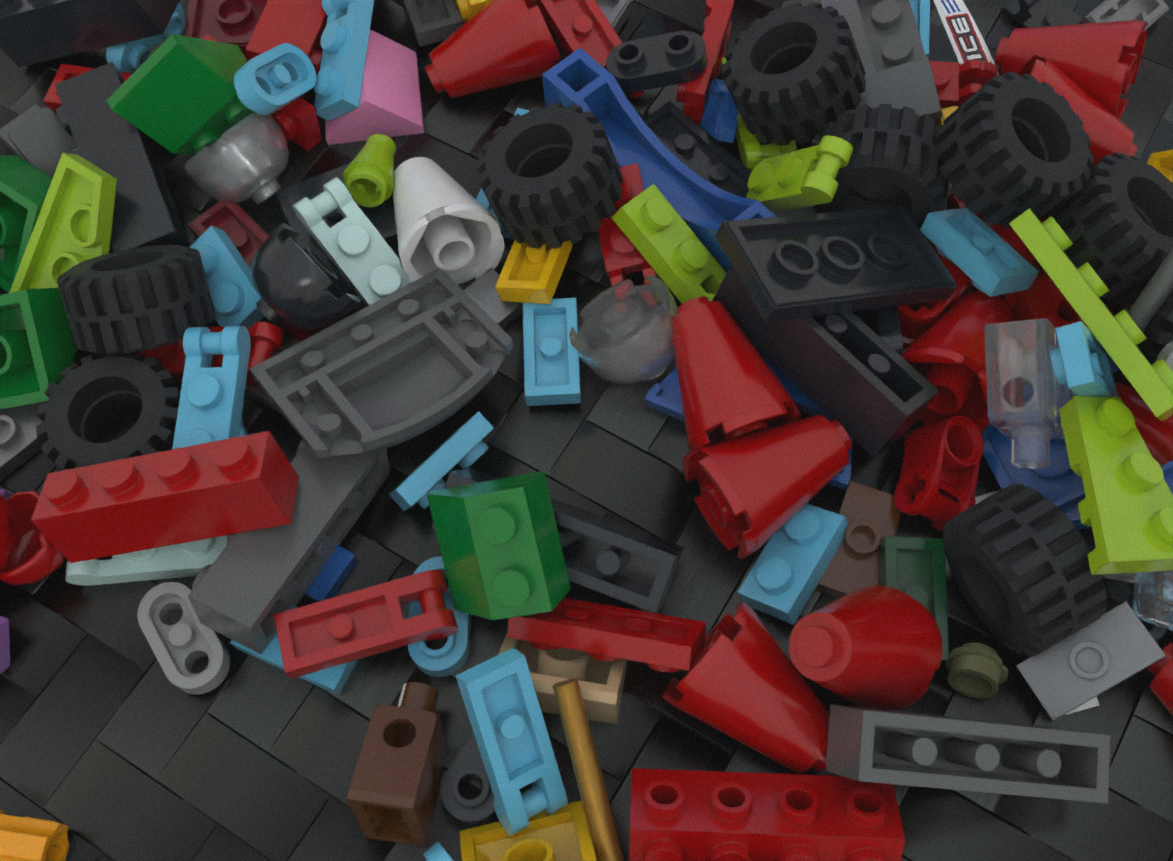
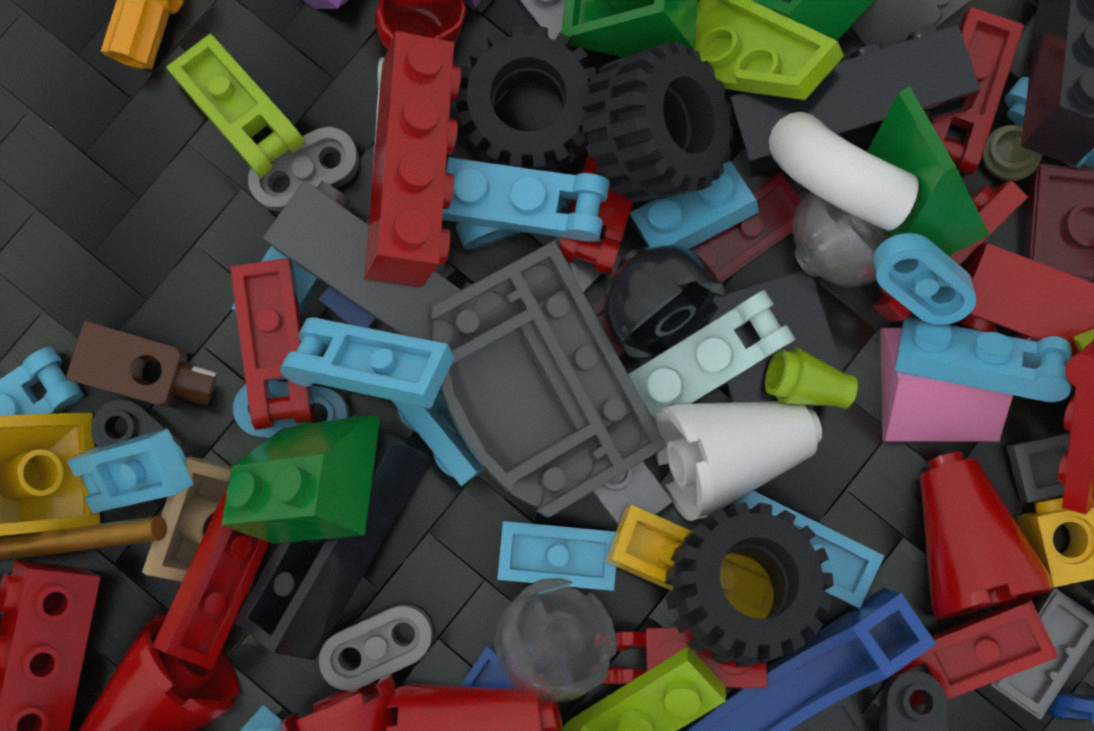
camera: 95 degrees right, 20 degrees up
(109, 713) = (235, 104): none -> lime plate
(178, 141) = (842, 171): none -> white cylinder
(373, 504) = (368, 362): none -> medium azure plate
(664, 496) = (377, 645): none -> light grey plate

